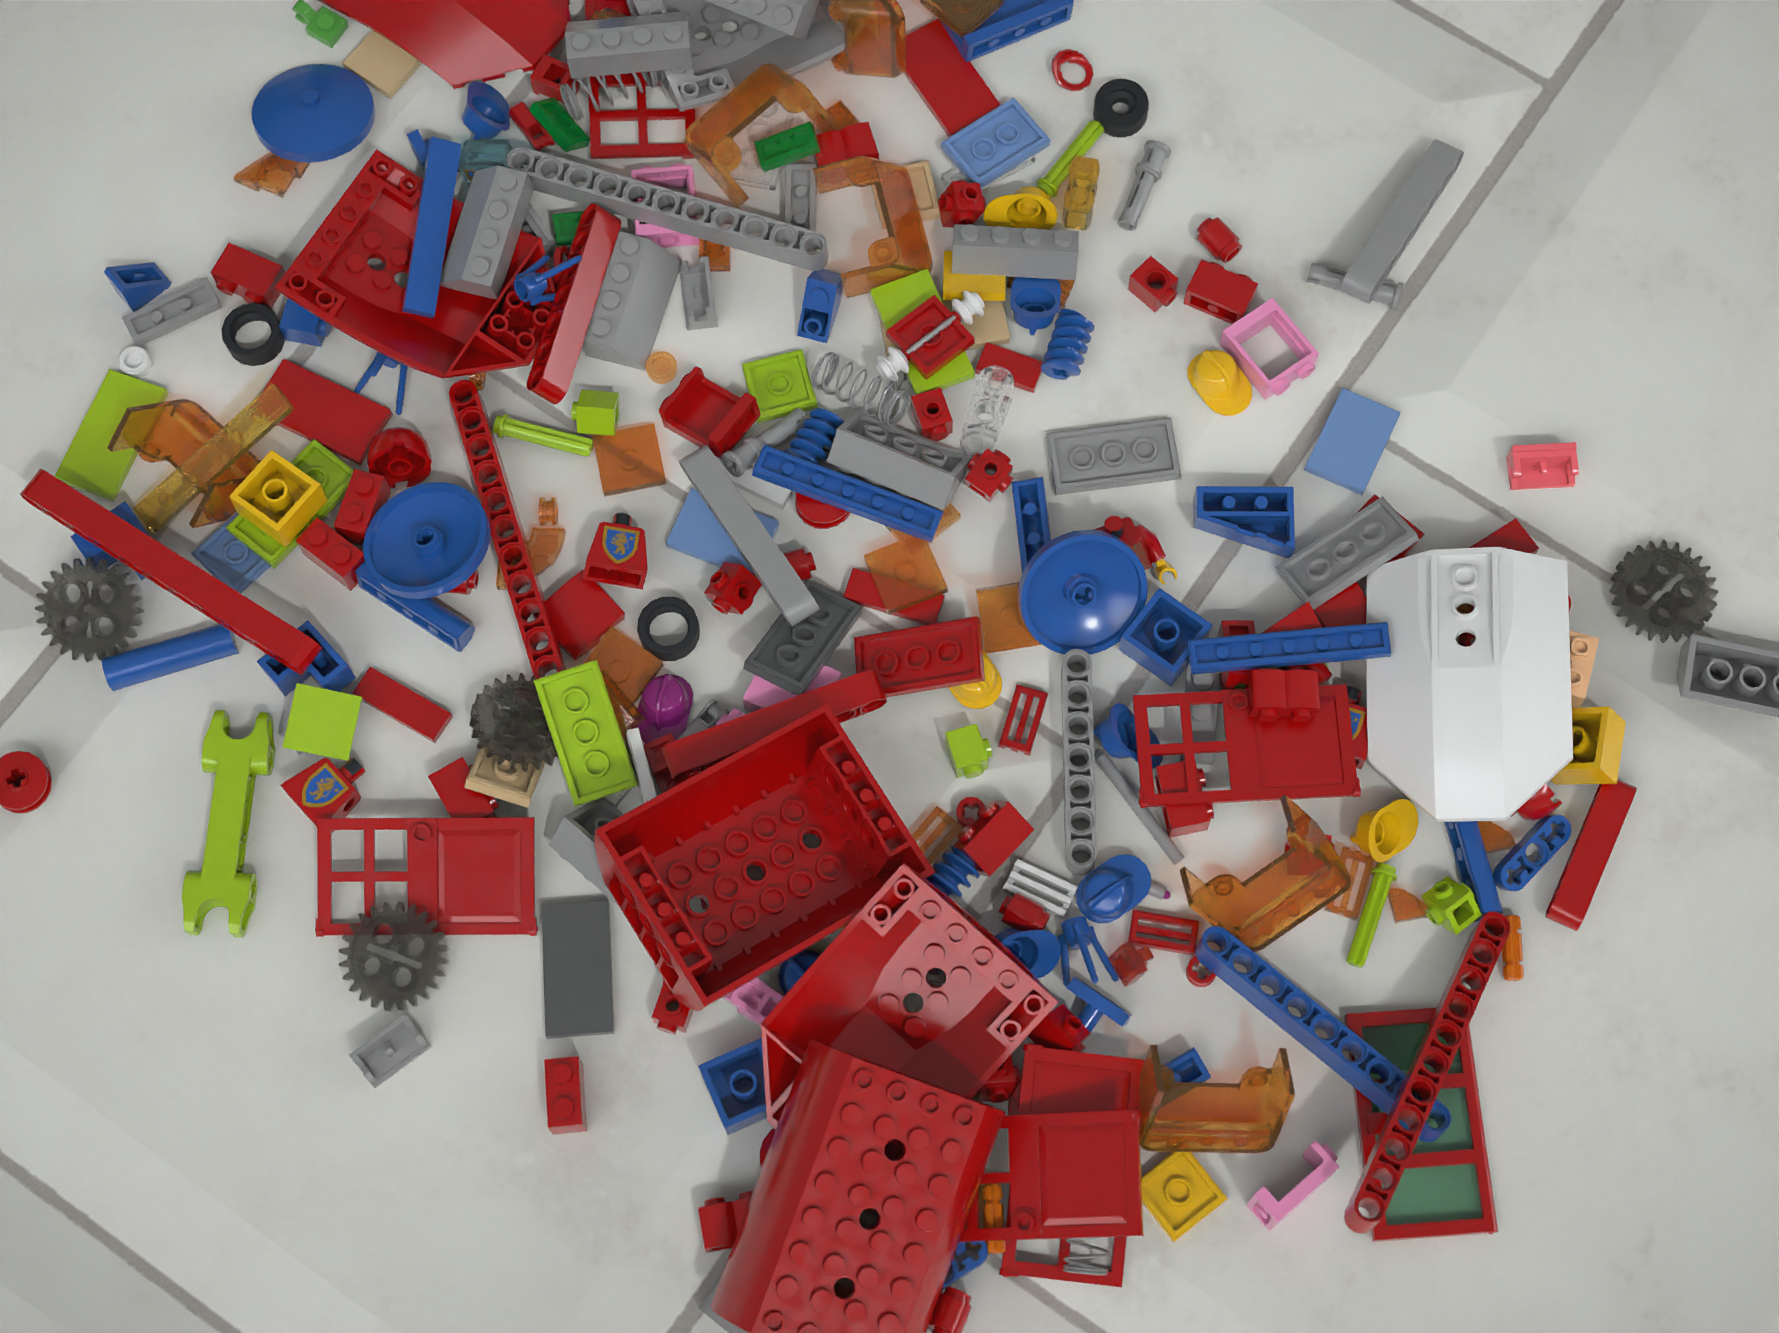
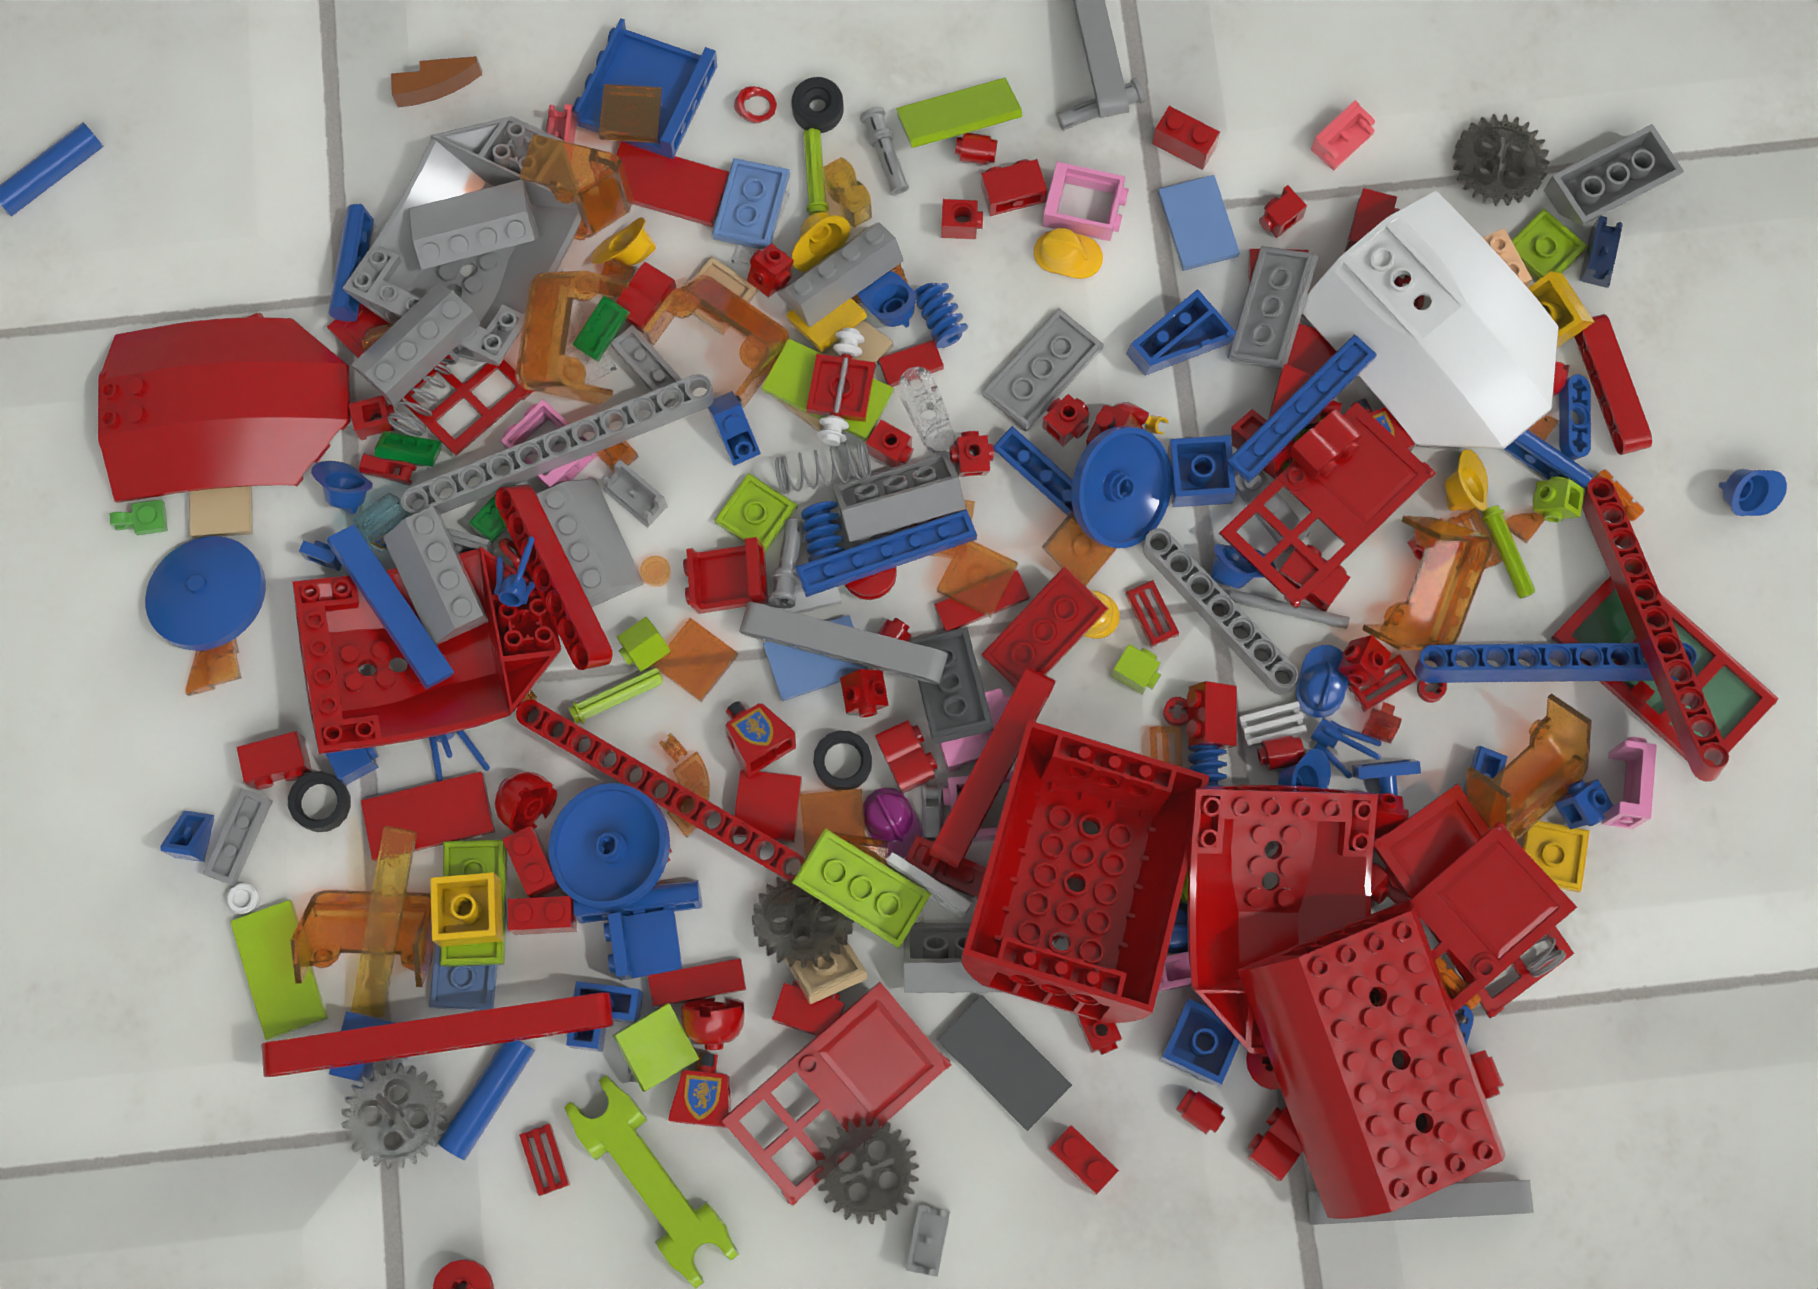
camera: 40 degrees left, 5 degrees up
(154, 741) = (536, 1134): none -> red tile
(383, 741) = (713, 1021): none -> red cylinder
(386, 638) = (642, 944): none -> blue bracket
(694, 1141) = (1201, 1111): none -> red brick
(720, 666) = (905, 756): none -> red brick
(867, 102) = (626, 246): none -> yellow piece
(1092, 506) = (1066, 419): none -> red brick
(1158, 897) = (1364, 661): none -> red brick
(1229, 199) = (959, 112): none -> lime tile
(1240, 1170) = (1584, 804): none -> blue brick
(1402, 363) = (1186, 137): none -> red brick
(1430, 487) = (1282, 212): none -> red brick
(1635, 1042) = (1754, 491): none -> blue piece
(1639, 694) = (1547, 245): none -> lime tile
(1683, 737) = (1601, 253): none -> dark blue hinge

